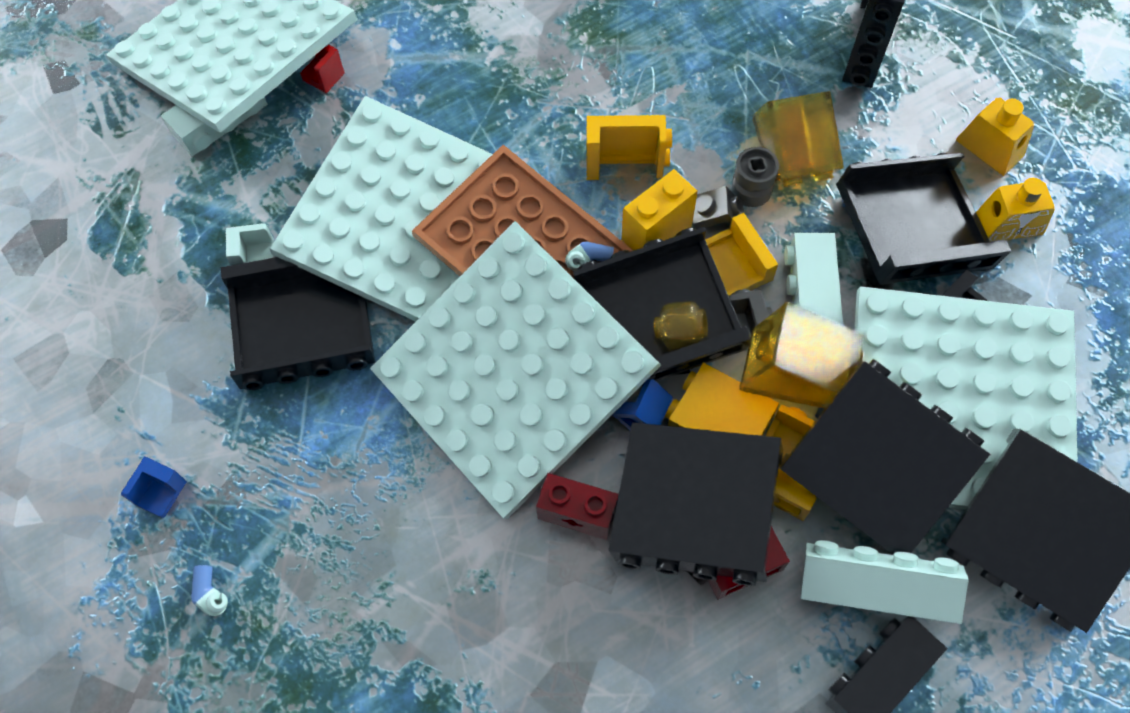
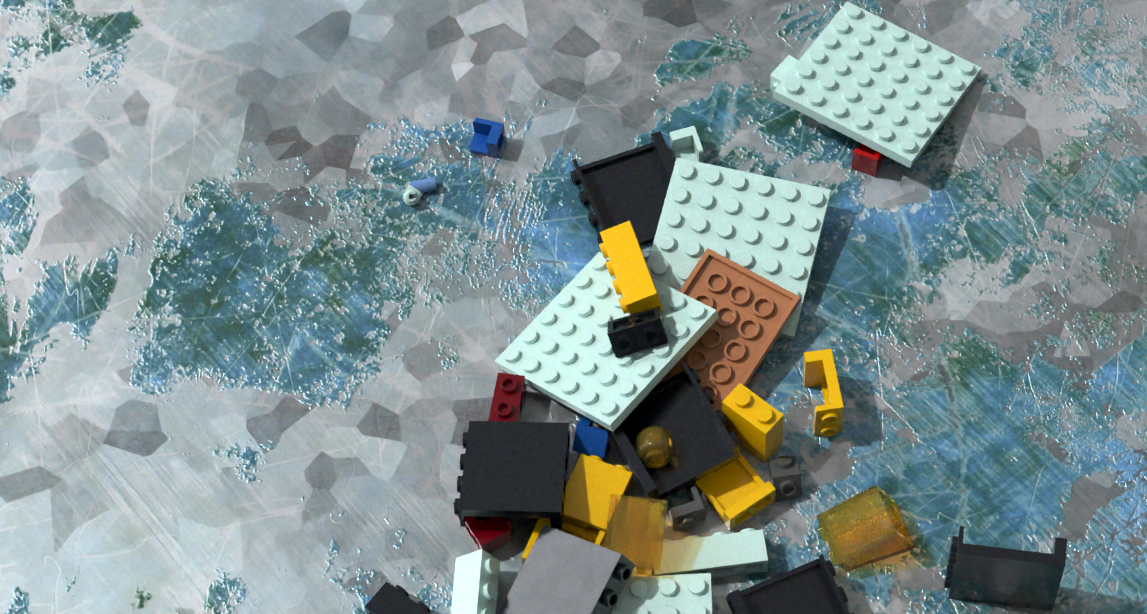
camera: 85 degrees right, 5 degrees down
(429, 315) = (630, 268): none -> yellow brick
(527, 311) = (637, 332): none -> black bracket
(587, 252) = (711, 374): arm -> none
(755, 176) = (816, 496): dark grey wheel -> none

